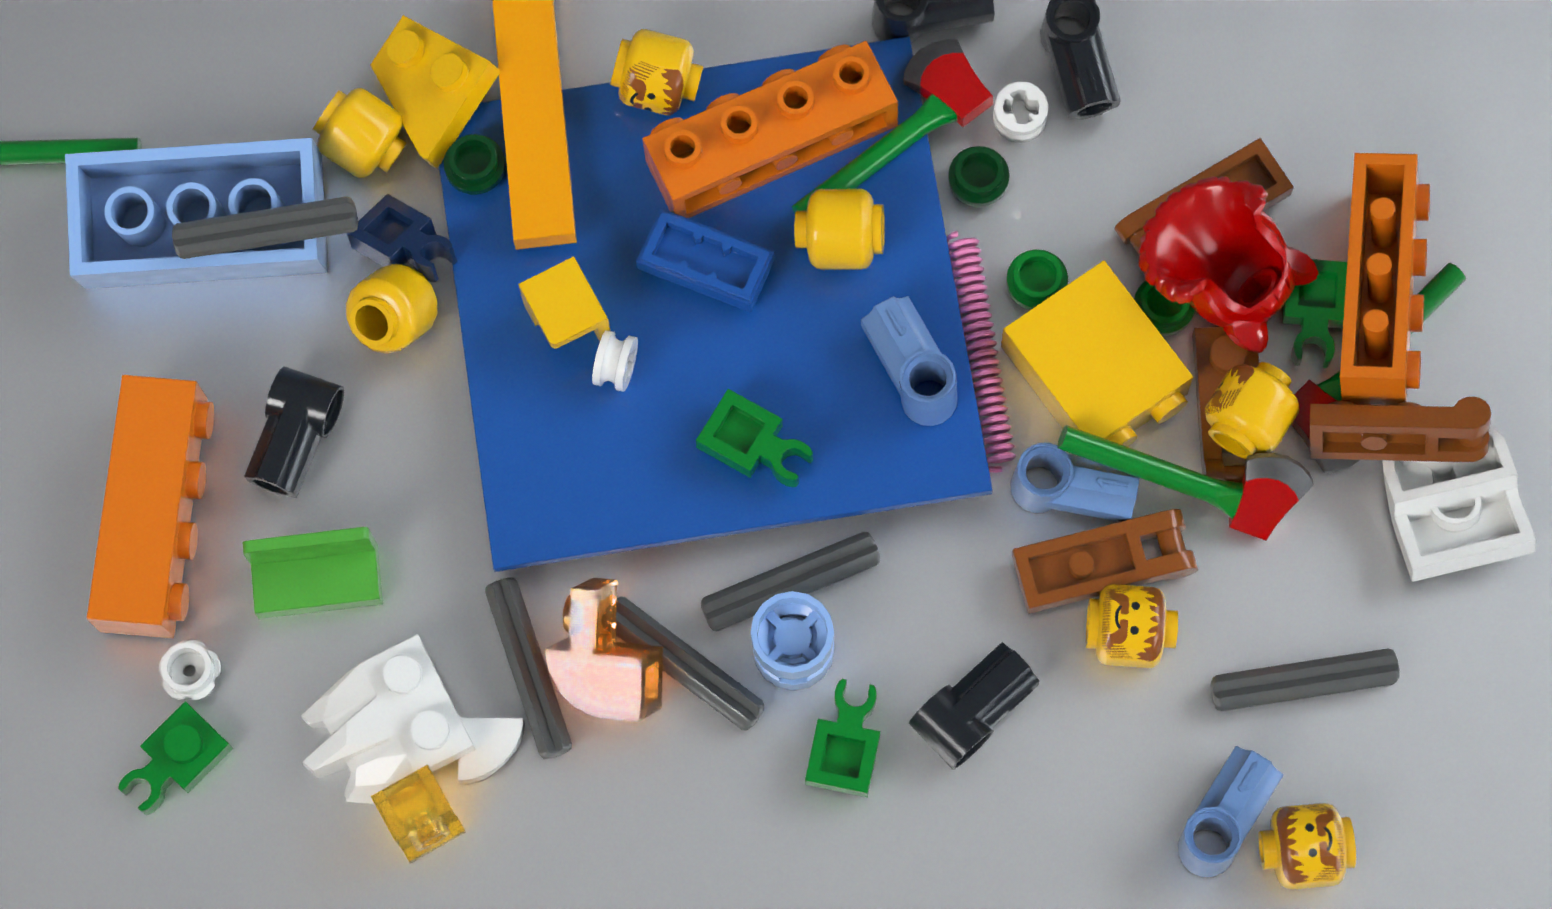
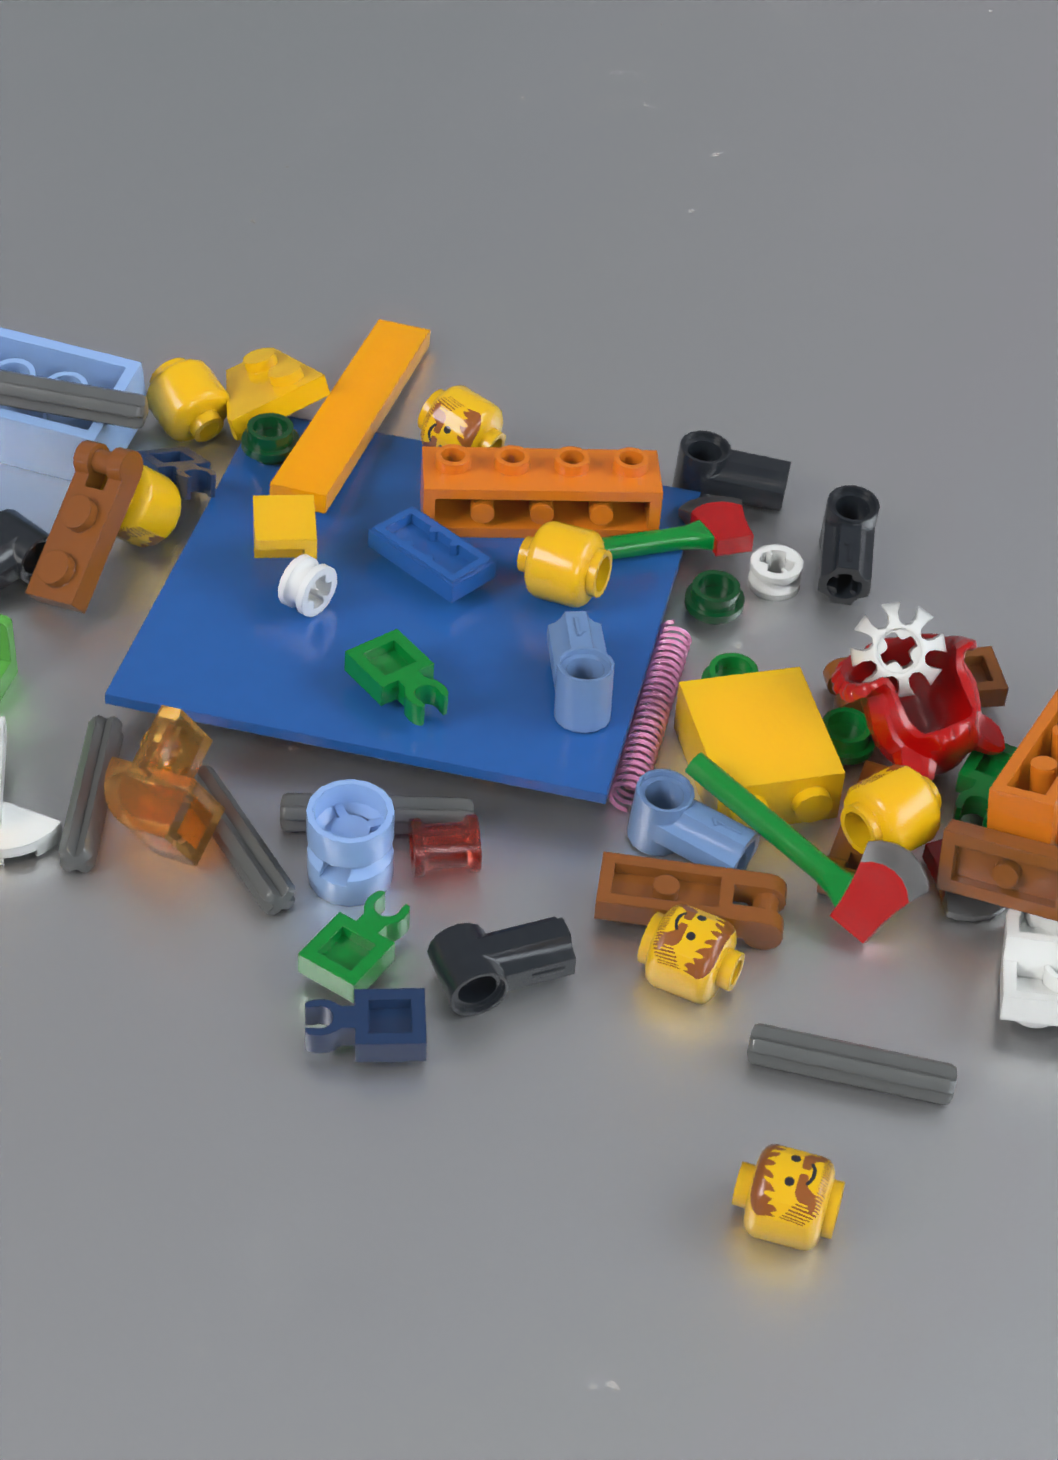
camera: 15 degrees right, 30 degrees down
(367, 373) = (86, 526): none -> dark orange plate
(869, 597) = (445, 845): none -> clear red bush
(905, 816) = (380, 1025): none -> dark blue plate
(1198, 230) = (916, 653): none -> white piece
(1229, 809) = (703, 1141): medium blue piece -> none

